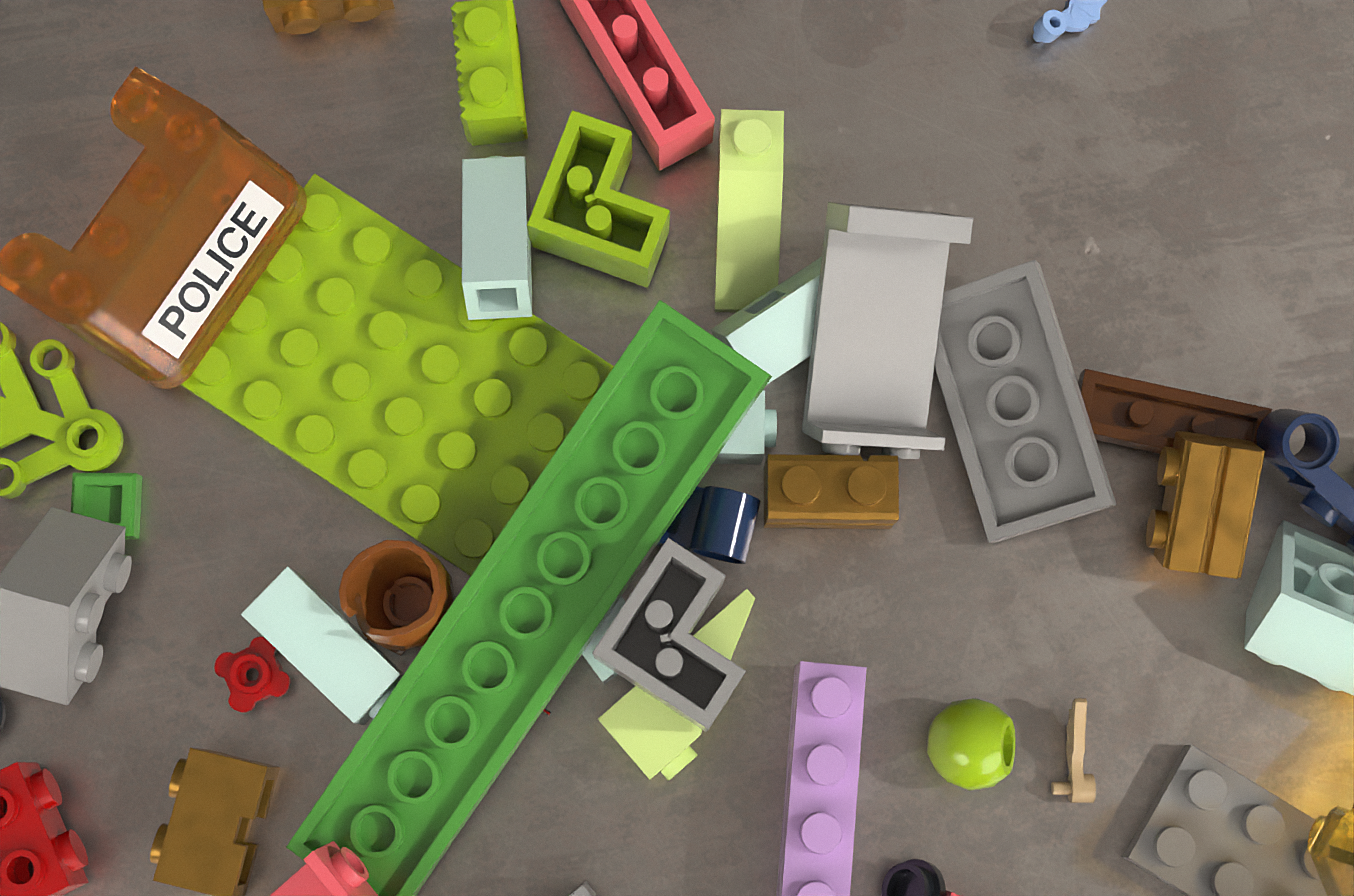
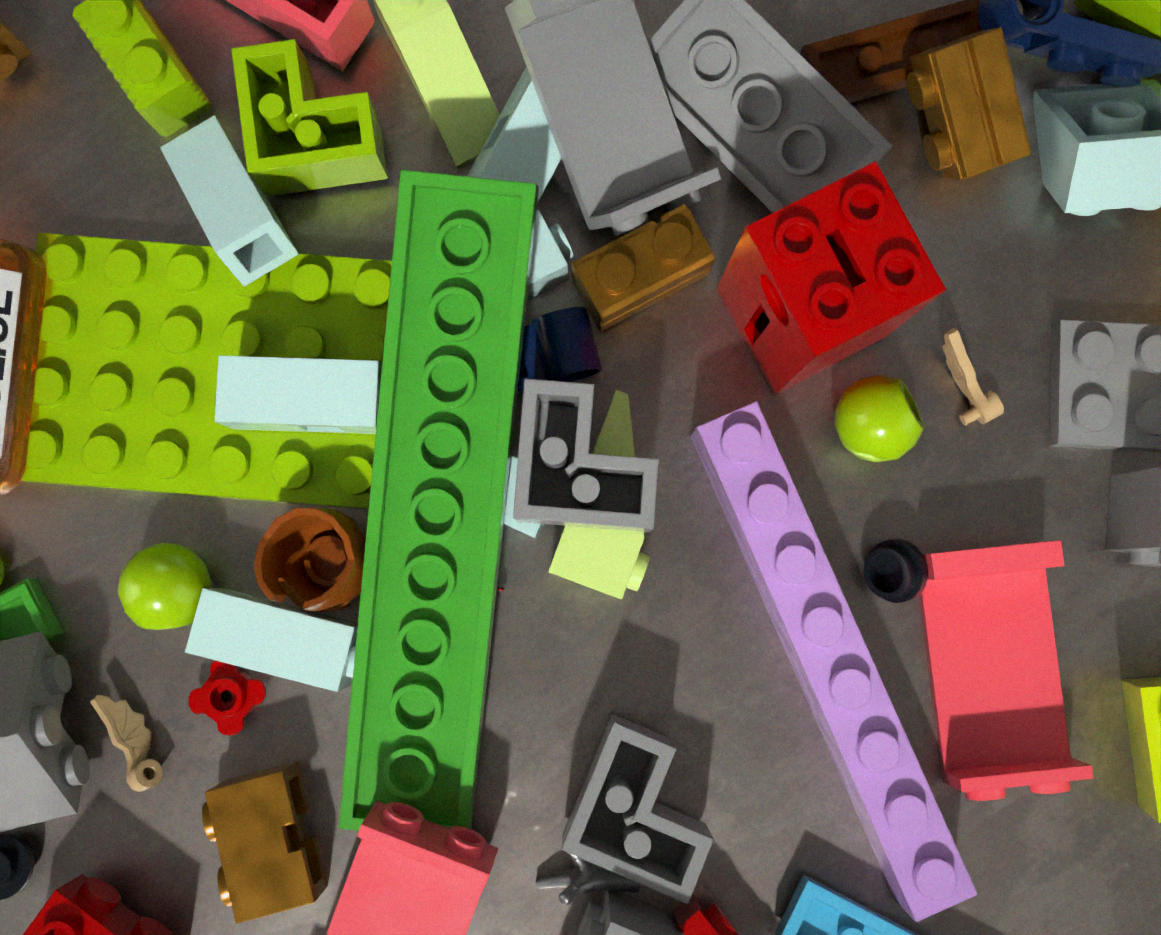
camera: 25 degrees left, 5 degrees up
(149, 666) = (129, 734): none -> tan piece
(252, 545) = (163, 586): none -> lime piece
(465, 442) = (298, 394): none -> light aqua brick
(980, 594) = (829, 276): none -> red brick

